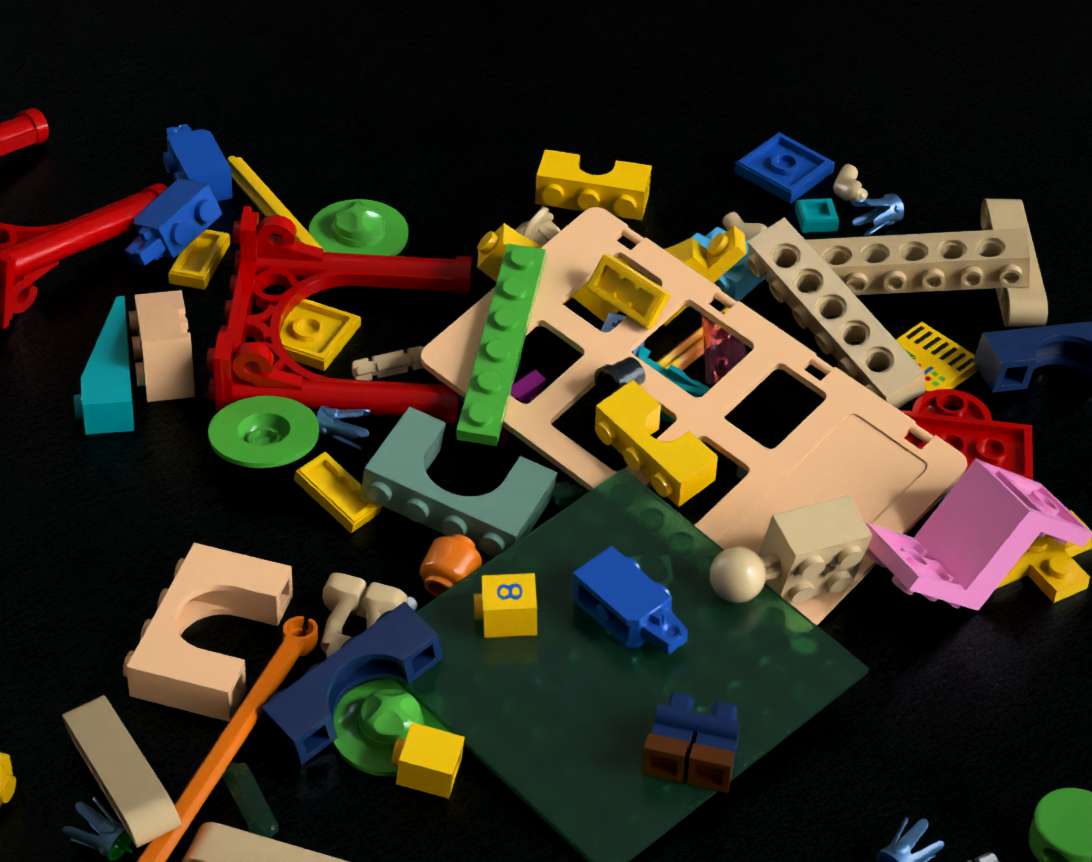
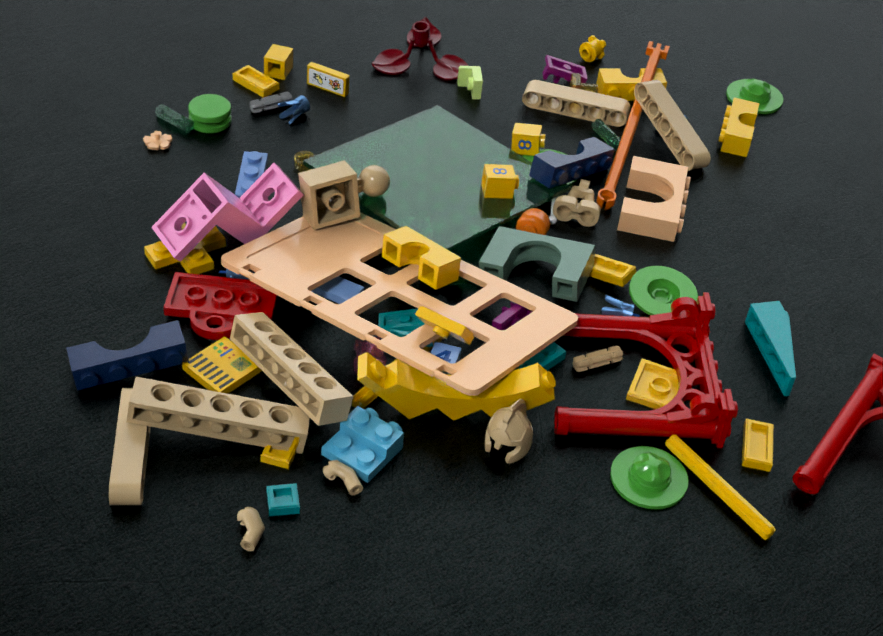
camera: 175 degrees right, 0 degrees up
(162, 346) = (750, 352): light nougat wedge -> none
(173, 221) = (786, 452): blue hinge -> none
(198, 159) = (797, 522): blue hinge -> none
(501, 345) = (525, 316): bright green plate -> none
(566, 186) = (493, 508): yellow arch -> none
(613, 377) = (446, 285): black piece -> none
(627, 602) = (435, 178): blue hinge -> none
(693, 738) = (404, 131): hips -> none
(784, 167) = (304, 552): blue tile -> none
(872, 736) = (298, 159): none -> clear yellow bush
(887, 212) = (231, 492): flat silver piece -> none
(957, 690) = (252, 167): none -> medium blue plate

